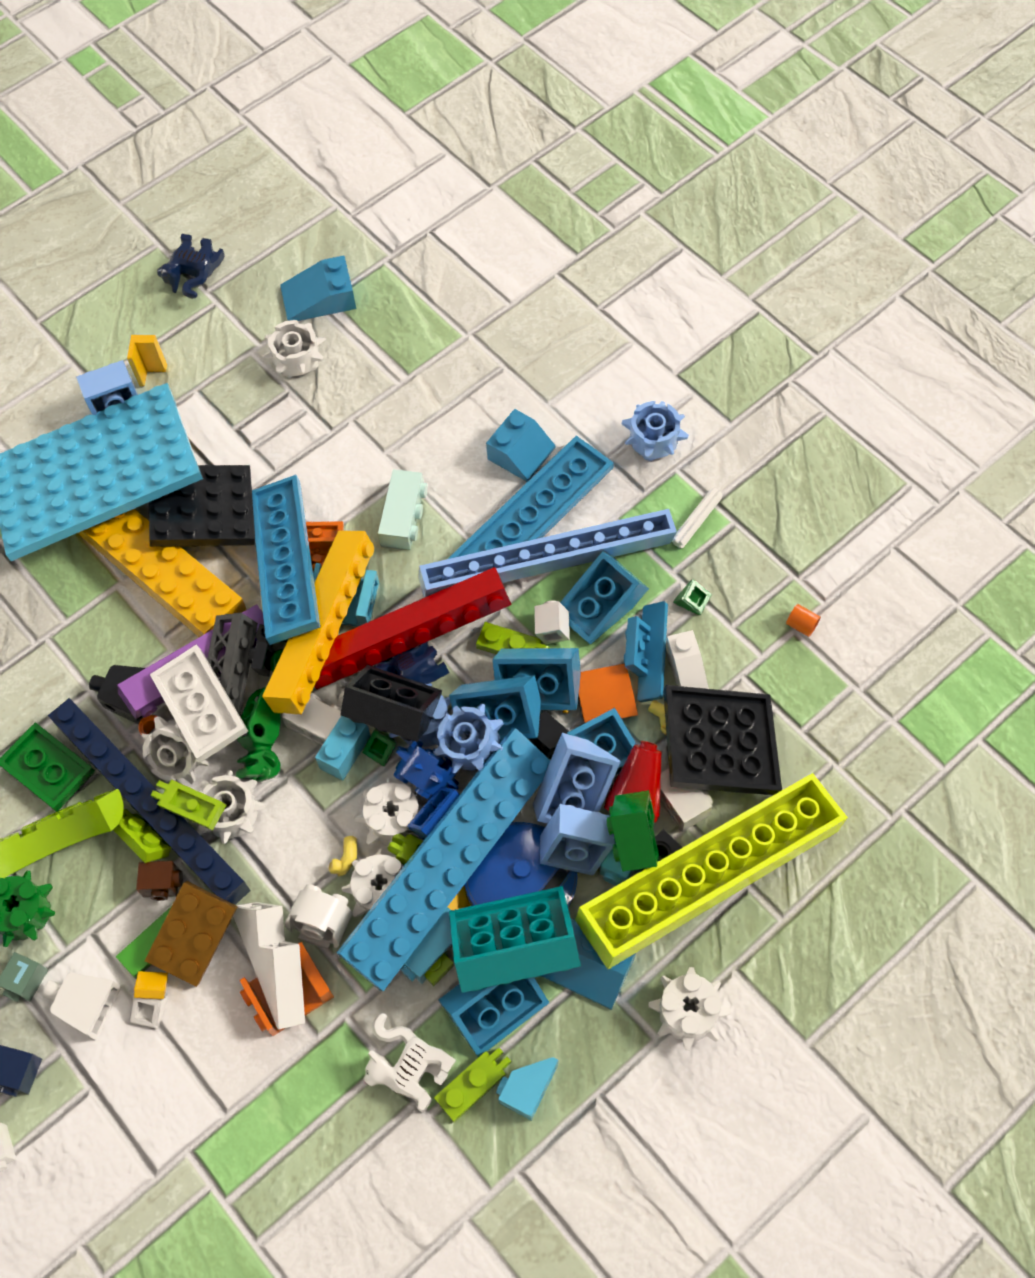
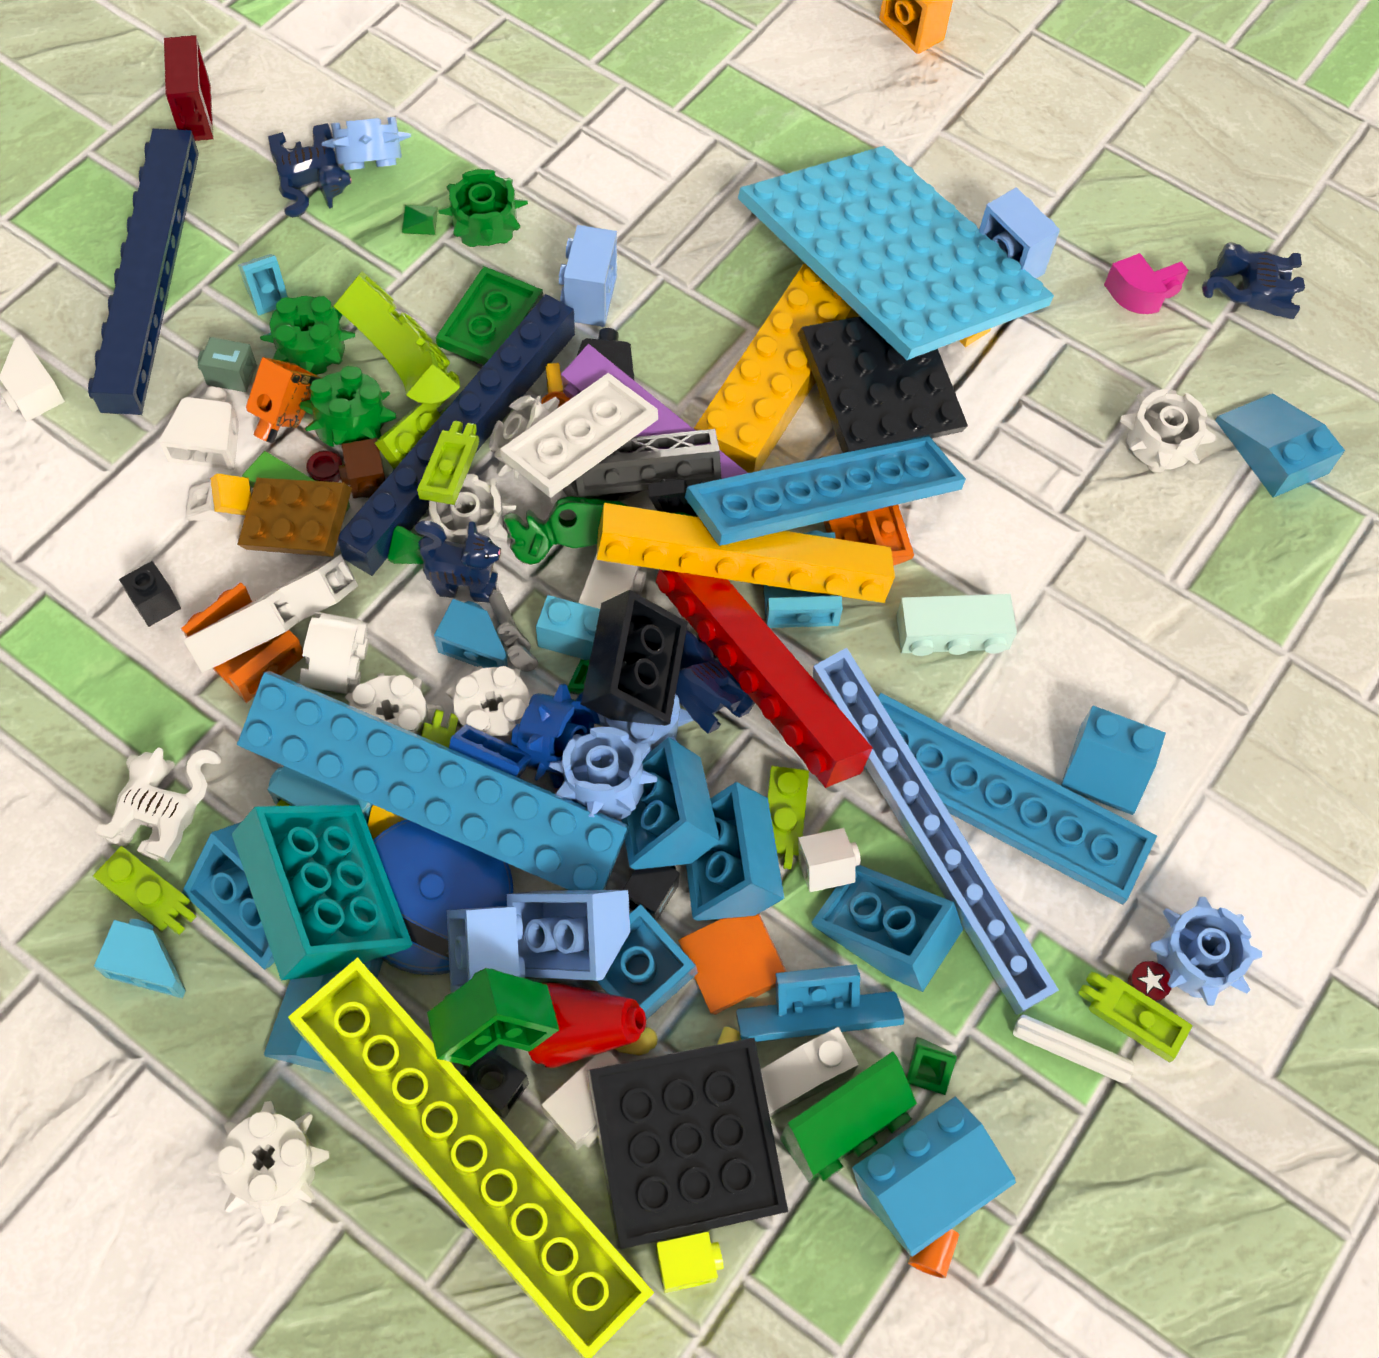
camera: 70 degrees right, 0 degrees up
(38, 680) = (589, 274): none -> light blue brick
(68, 926) = (277, 396): none -> orange torso
(102, 882) = (347, 407): none -> green brick
(126, 728) = (553, 377): none -> yellow tile
(144, 912) = (324, 466): none -> dark red tile
(145, 356) = (1082, 258): yellow panel -> none
(174, 332) = (1139, 287): none -> dark pink brick
(224, 1057) = (150, 593): none -> black brick
(238, 856) = (404, 547): none -> green slope
(269, 818) = (456, 565): none -> dark blue animal
(328, 819) = (470, 636): none -> dark azure slope
(334, 792) = (511, 636): none -> light grey piece
(343, 865) = (429, 674): light yellow arm -> none
(664, 467) = (1151, 980): none -> dark red tile
(684, 478) = (1136, 1015): none -> lime hinge
(721, 646) = (850, 1119): none -> green slope
(764, 607) = (933, 1176): none -> dark azure slope
(793, 757) = (688, 1261): none -> neon yellow brick

